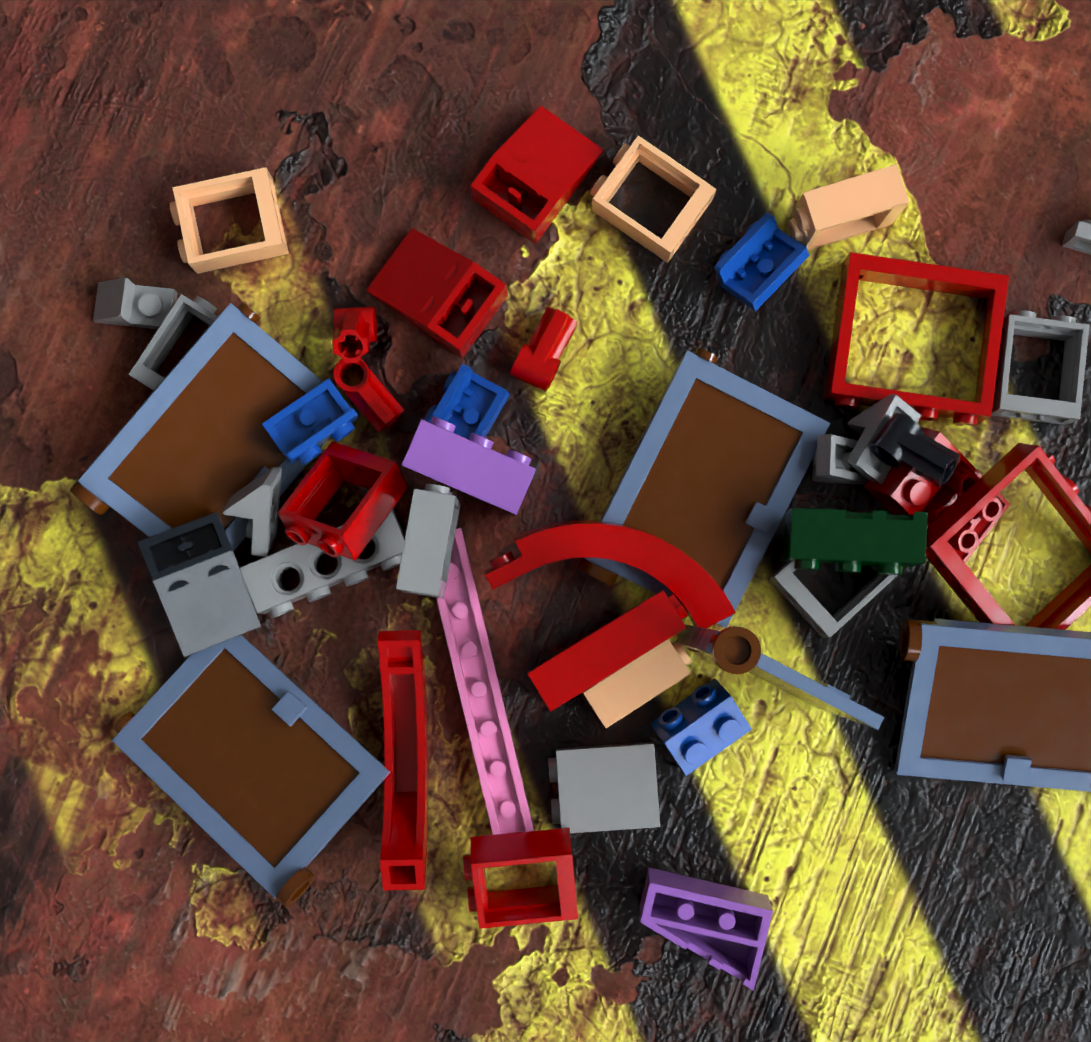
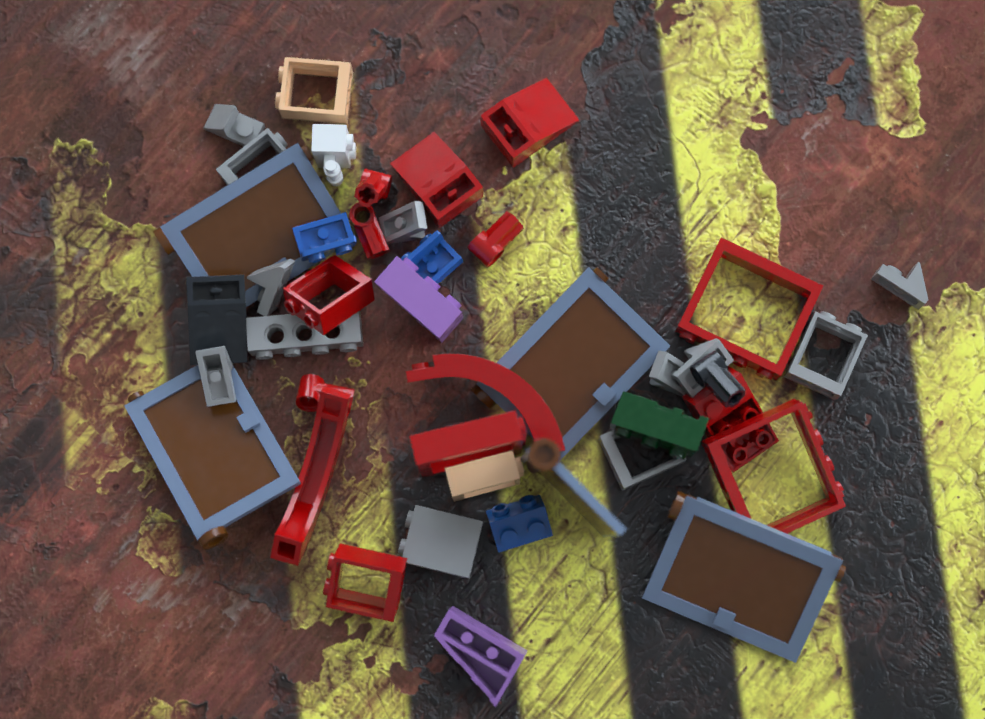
camera: 20 degrees right, 5 degrees down
(225, 663) = (216, 375): none -> light grey slope
(282, 297) = (333, 150): none -> white brick
(361, 638) = (310, 389): none -> red piece
(413, 367) = (404, 223): none -> light grey slope
(429, 541) = (375, 339): light grey window -> none
(482, 698) = (378, 444): bright pink plate -> none
(697, 189) = (616, 184): light nougat window -> none
(759, 262) = (659, 225): blue bracket -> none
(848, 208) = (728, 207): light nougat window -> none

